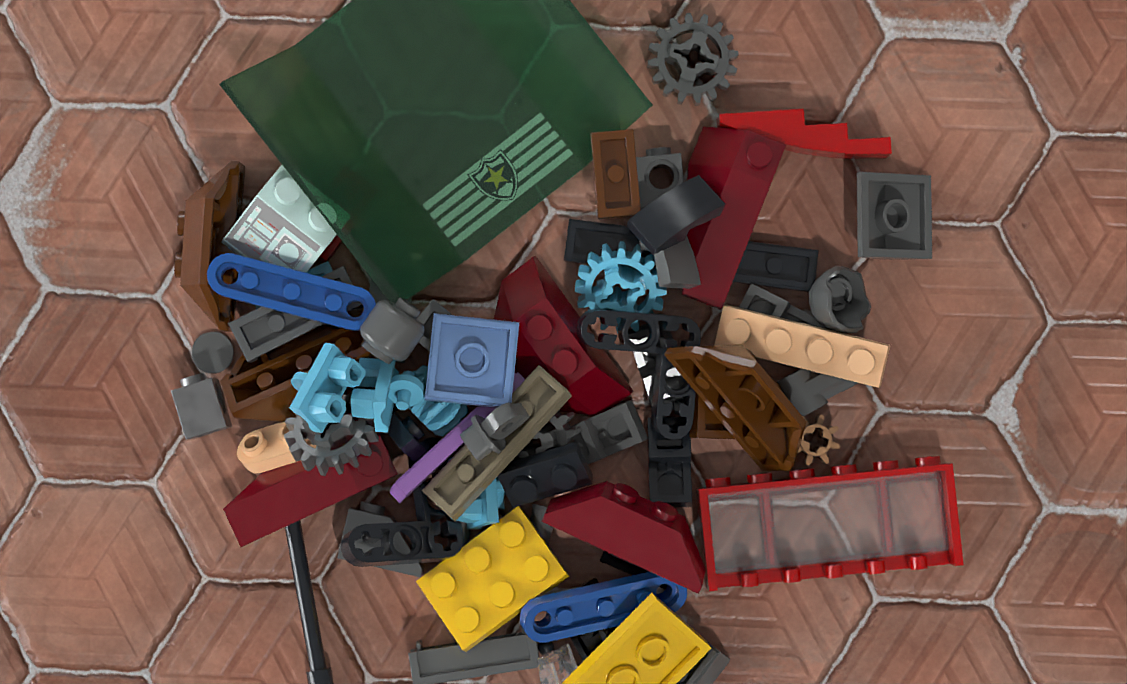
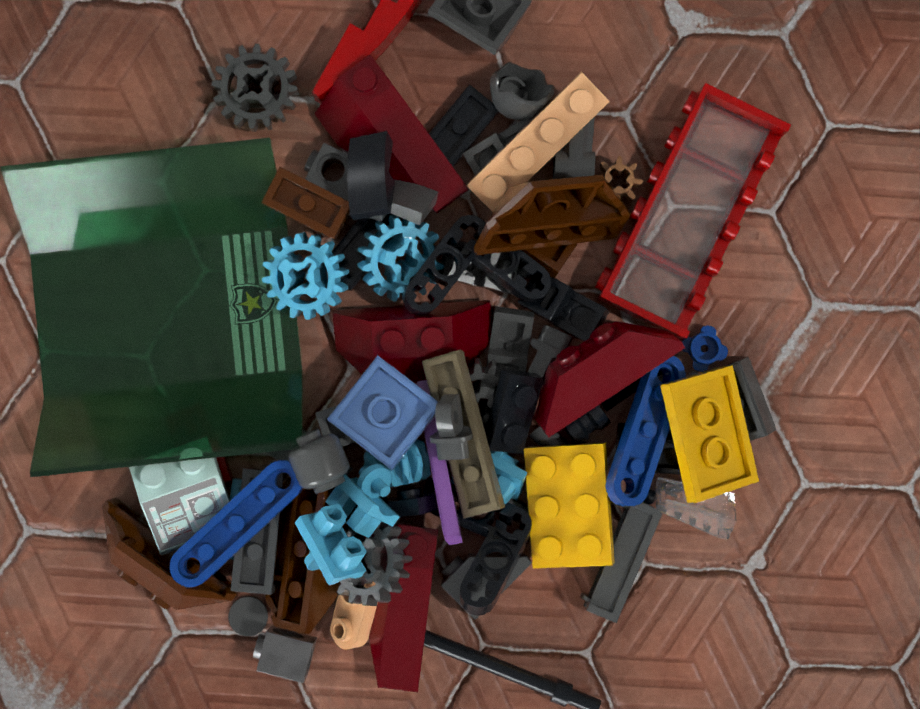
camera: 55 degrees left, 0 degrees up
(550, 228) = (288, 275): none -> medium azure gear
(576, 549) = (586, 424): none -> black wheel
(626, 470) = (549, 345): none -> dark grey piece
(716, 625) = (715, 351): none -> blue plate

